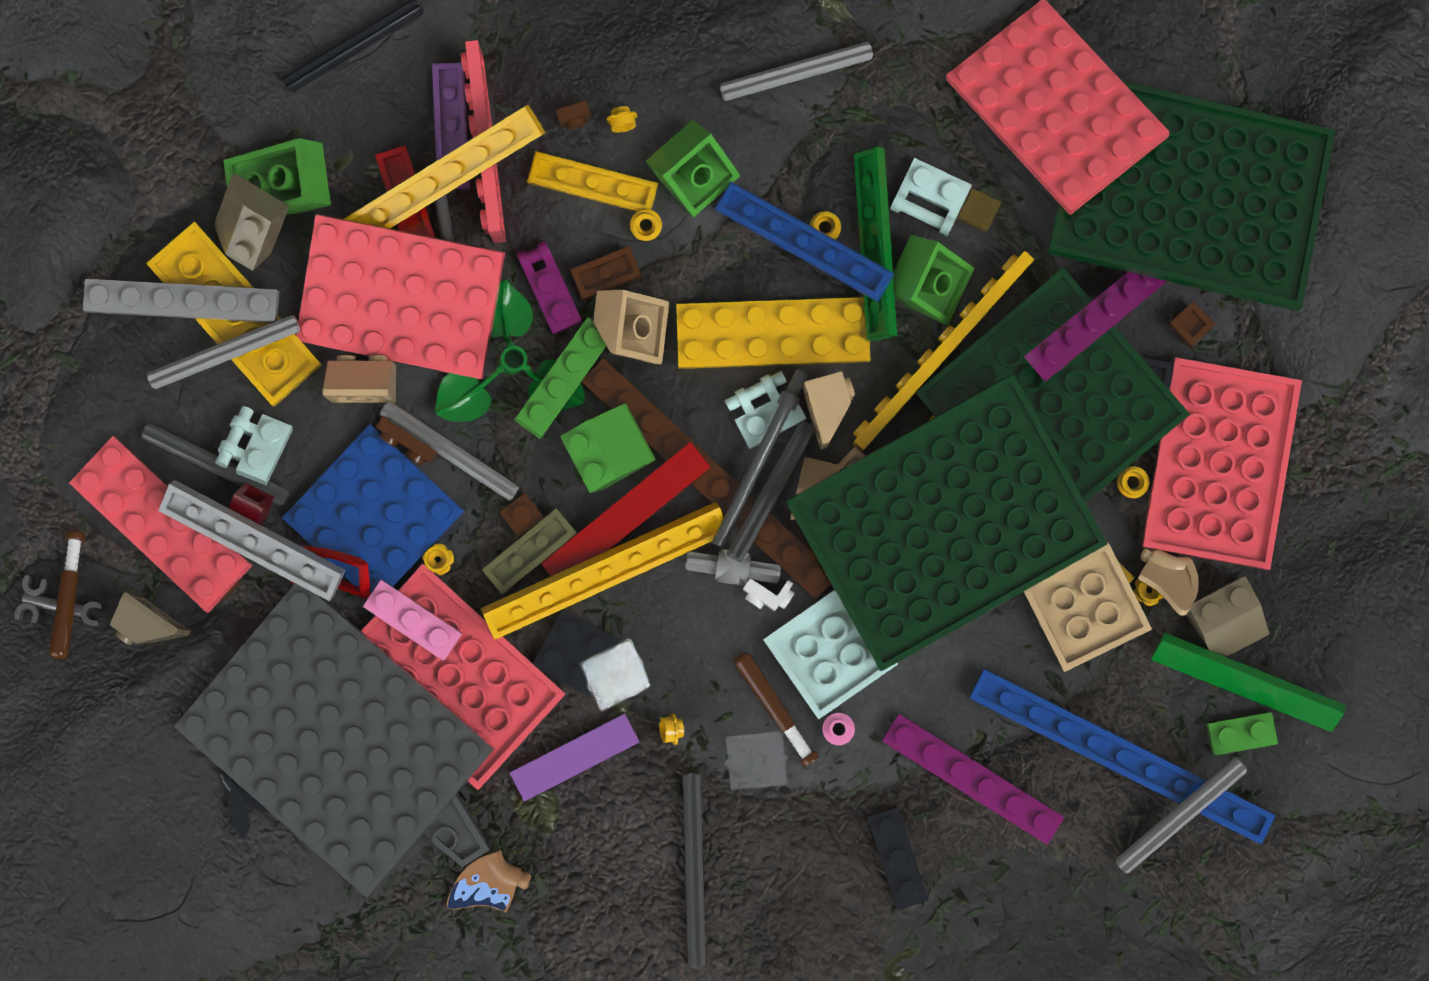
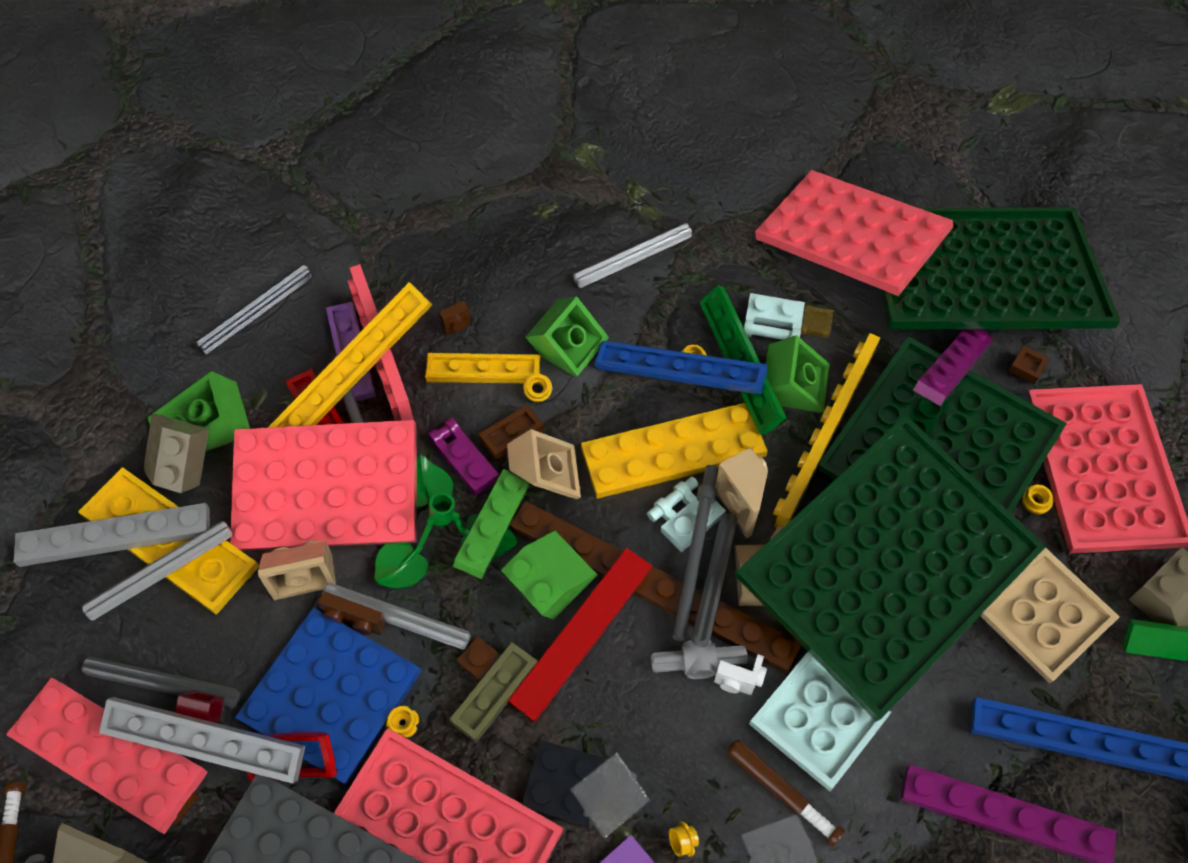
camera: 15 degrees left, 25 degrees down
(263, 449) = (207, 656): light aqua plate -> none
(412, 620) = (386, 787): bright pink plate -> none
(603, 571) = (567, 694): yellow plate -> none
(622, 119) = (497, 315): yellow plate -> none
(828, 728) = (847, 802): bright pink plate -> none
(1143, 596) = (1100, 582): yellow plate -> none
(1172, 577) = (1112, 566): tan arm -> none

